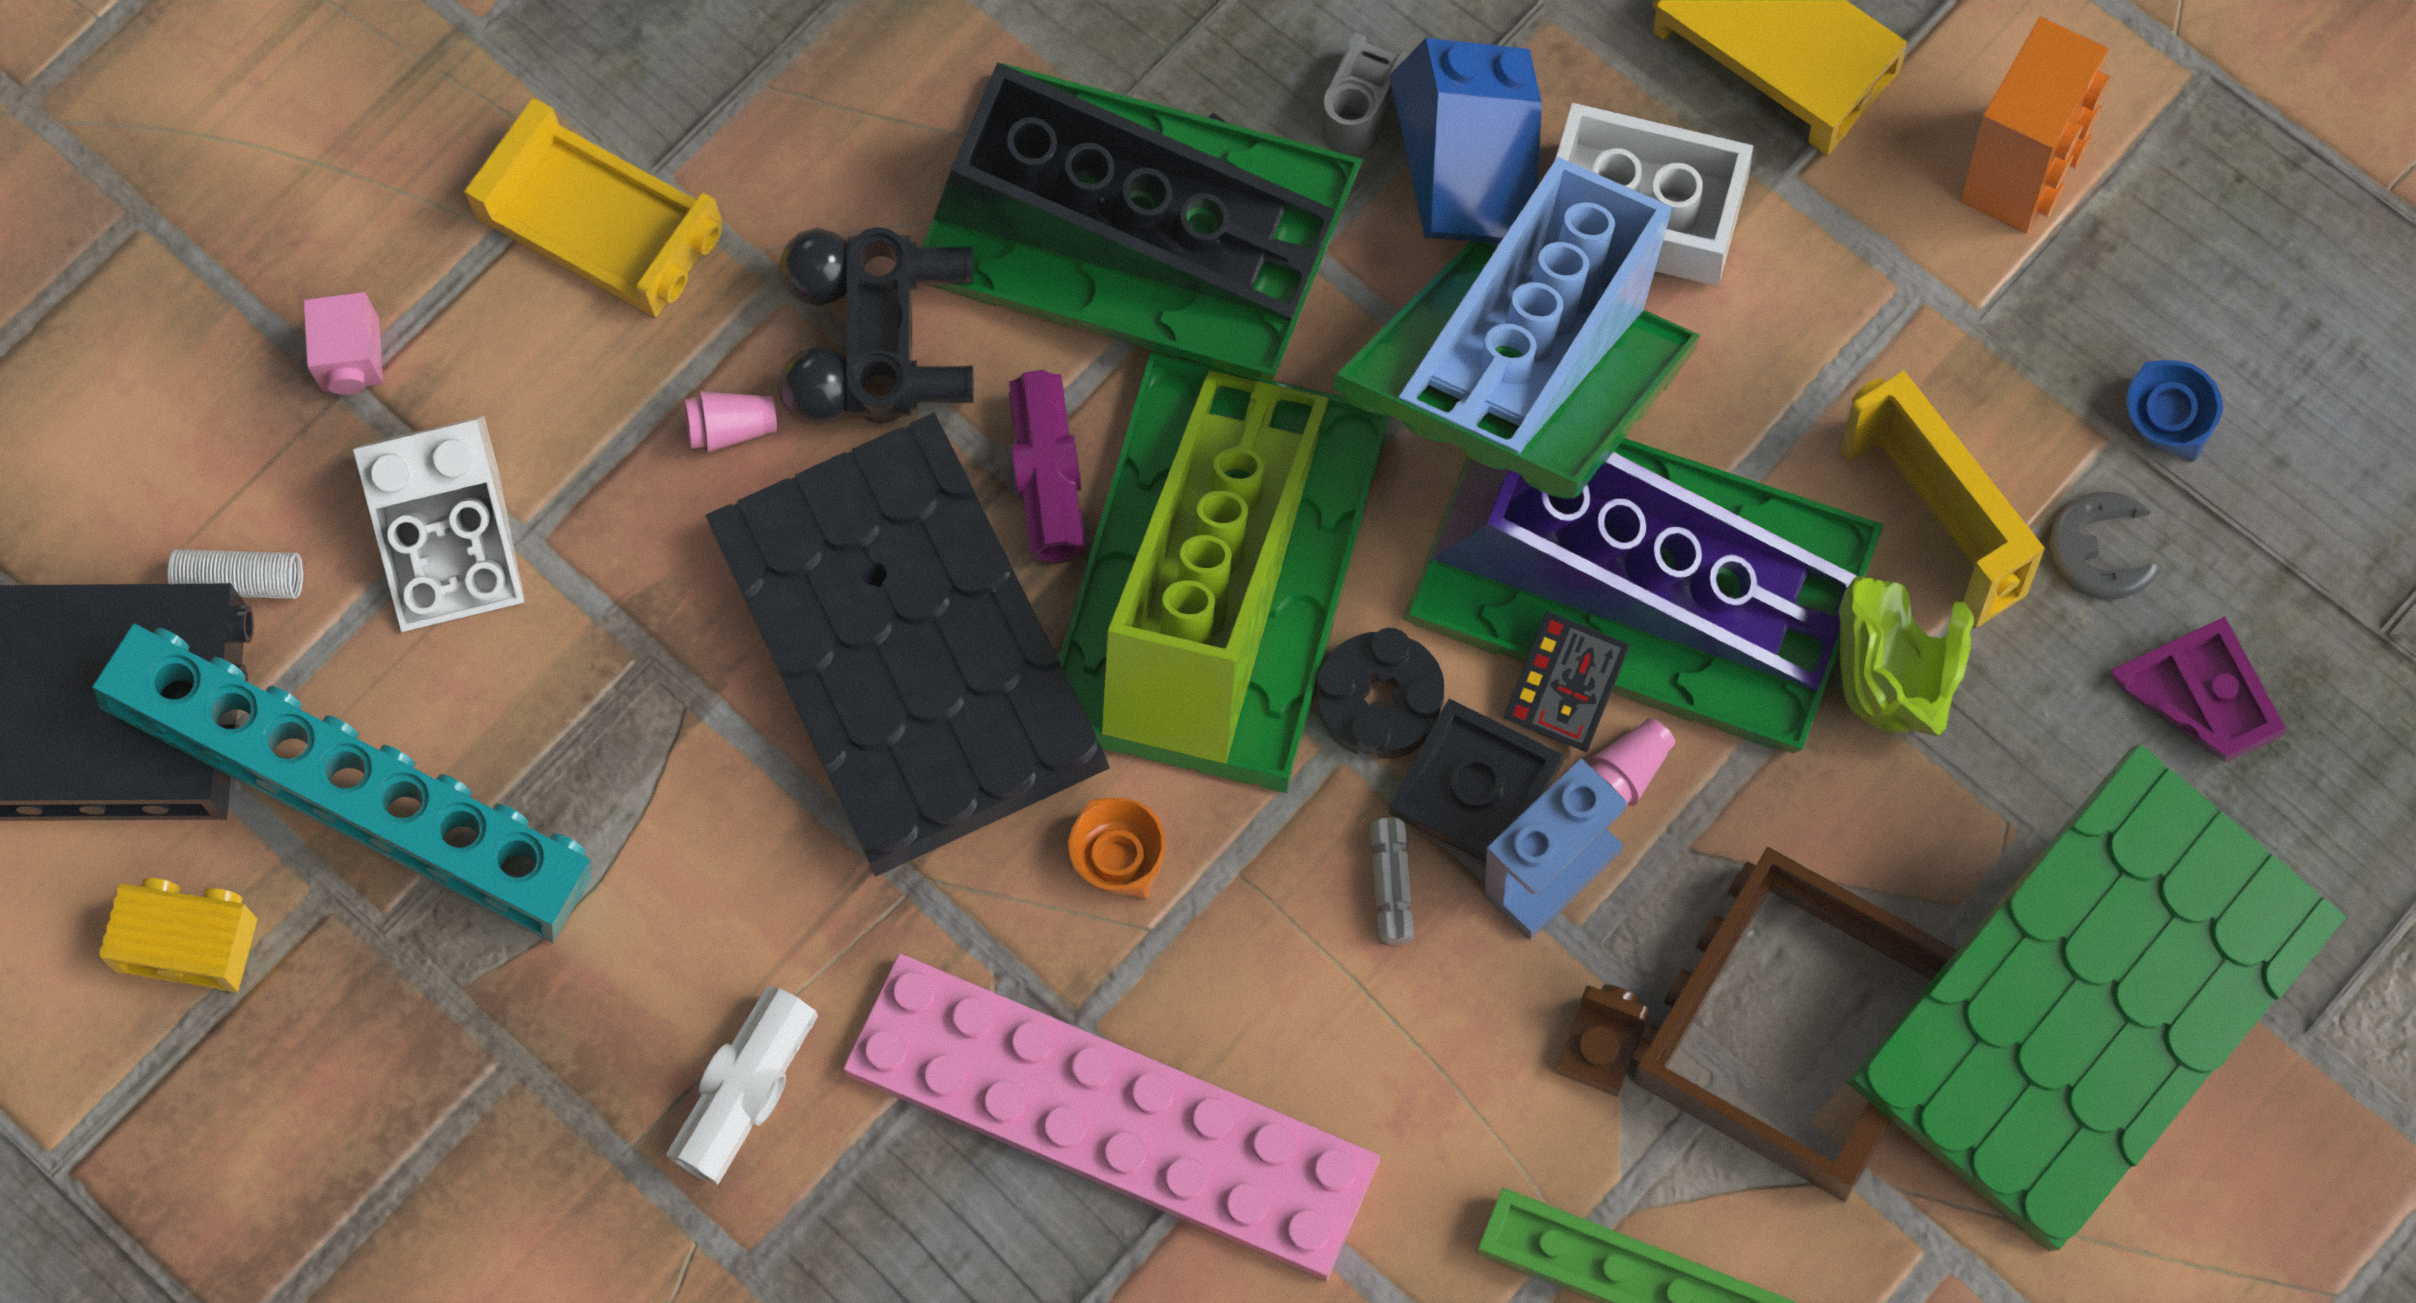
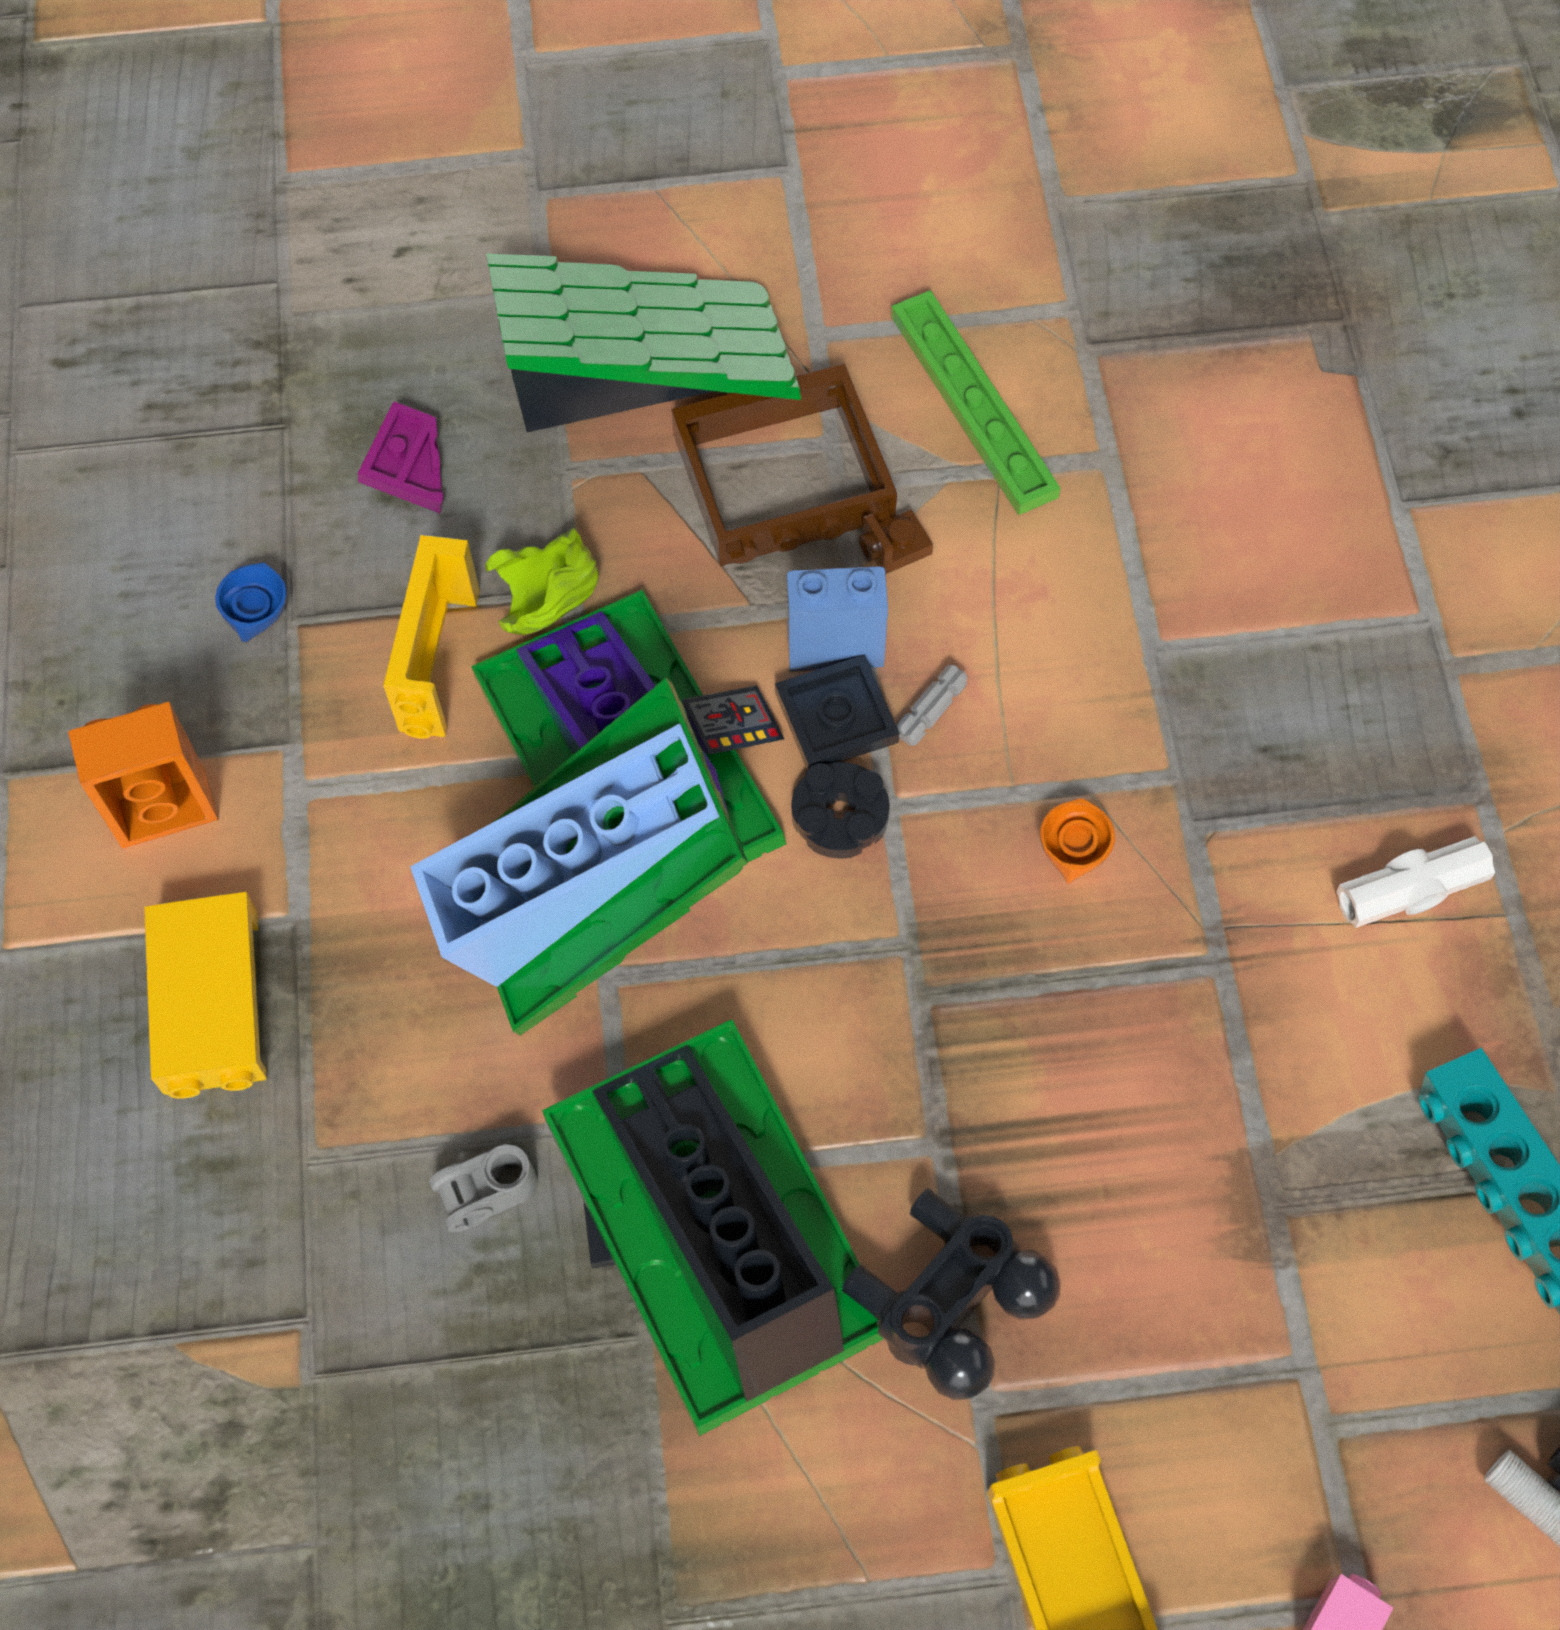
camera: 145 degrees left, 5 degrees down
(441, 523) = (1361, 1421): white slope -> none
(727, 419) = (1104, 1321): bright pink cone -> none
(906, 643) = (1115, 1016): black piece -> none
(1046, 467) = (918, 1106): magenta piece -> none
(1113, 1116) = (1205, 716): bright pink plate -> none
(1220, 569) = (868, 960): piece -> none
(1469, 135) = (457, 1080): blue slope -> none
(1634, 759) = (741, 657): bright pink cone -> none
(1677, 166) = (391, 953): white brick -> none
(2071, 548) = (385, 583): dark grey head -> none

